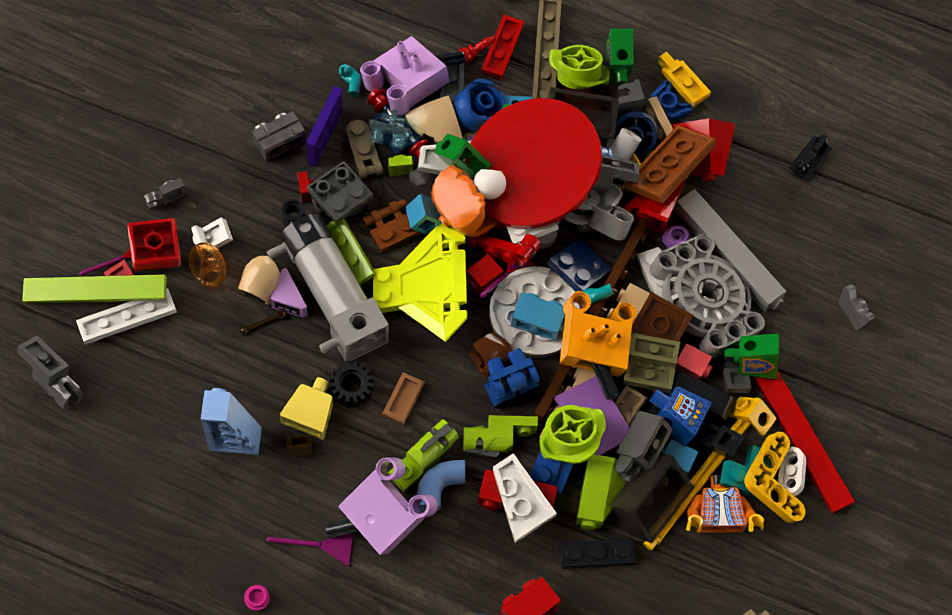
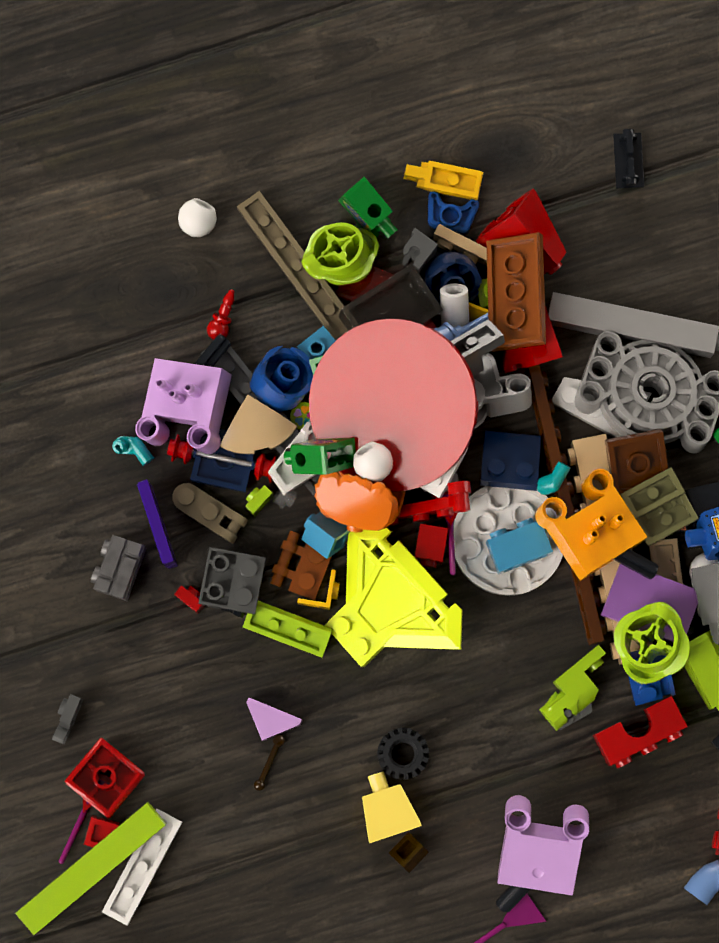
camera: 30 degrees left, 15 degrees up
(209, 263) = (173, 751): clear orange piece -> none
(215, 233) = (148, 721): white bracket -> none
(228, 424) = (341, 895): light blue wedge -> none
(260, 278) = (234, 729): tan piece -> none
(354, 320) = (299, 675): light grey piece -> none
(394, 253) = (333, 591): none -> yellow bracket
(400, 134) = (211, 482): clear light blue hips -> none
(403, 398) = (459, 725): medium nougat tile -> none
(426, 454) = (527, 762): lime plate -> none
(438, 478) = (557, 778): medium blue cylinder -> none
(489, 348) = (509, 618): reddish brown piece -> none
(502, 47) = (246, 291): red plate -> none
(513, 380) = (549, 629): blue hips -> none
(521, 498) = (651, 736): white wing -> none
(675, 231) = (577, 360): medium lavender plate -> none
(694, 362) = (692, 468): coral brick -> none

